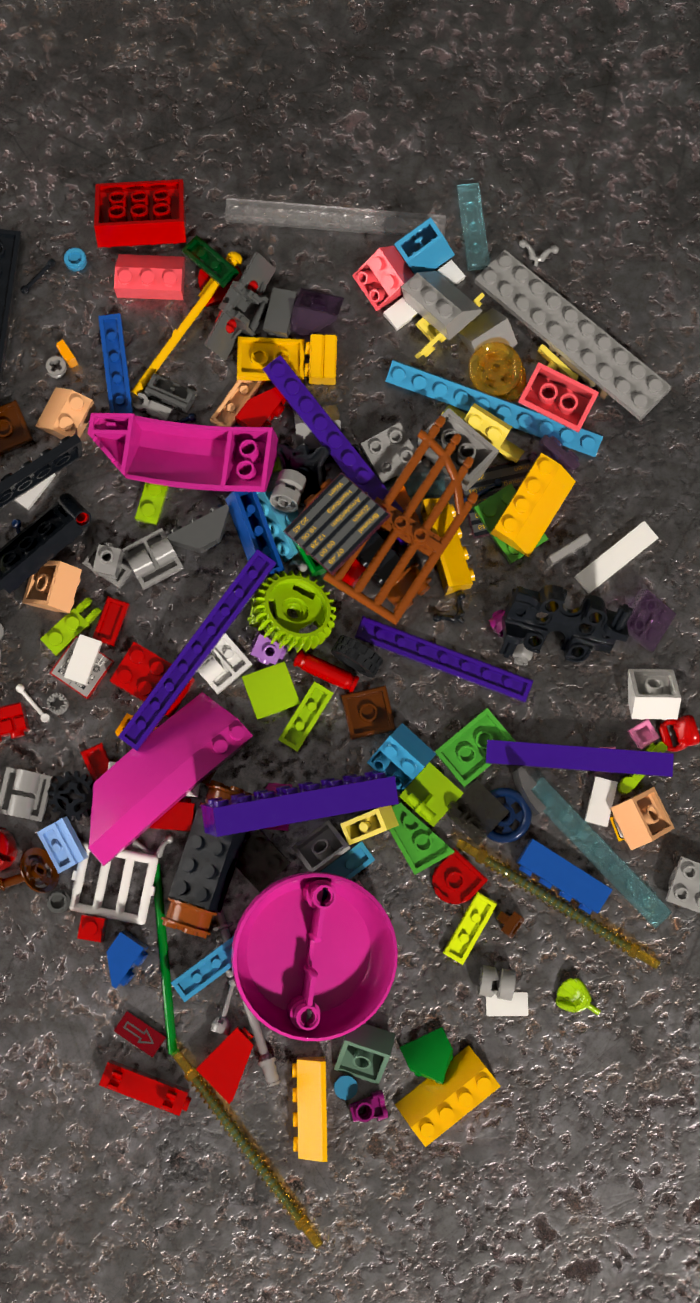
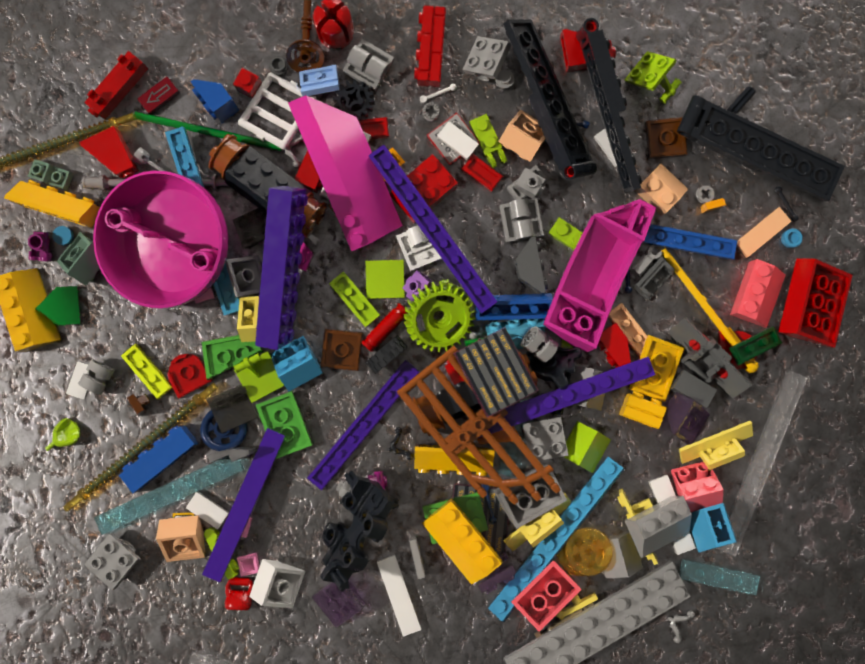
camera: 115 degrees right, 5 degrees up
(78, 292) = (763, 232): none -> light nougat tile
(278, 1129) = (50, 175): none -> sand green slope
(335, 266) = (718, 448): none -> light yellow bracket
(382, 408) = (586, 446): none -> lime slope

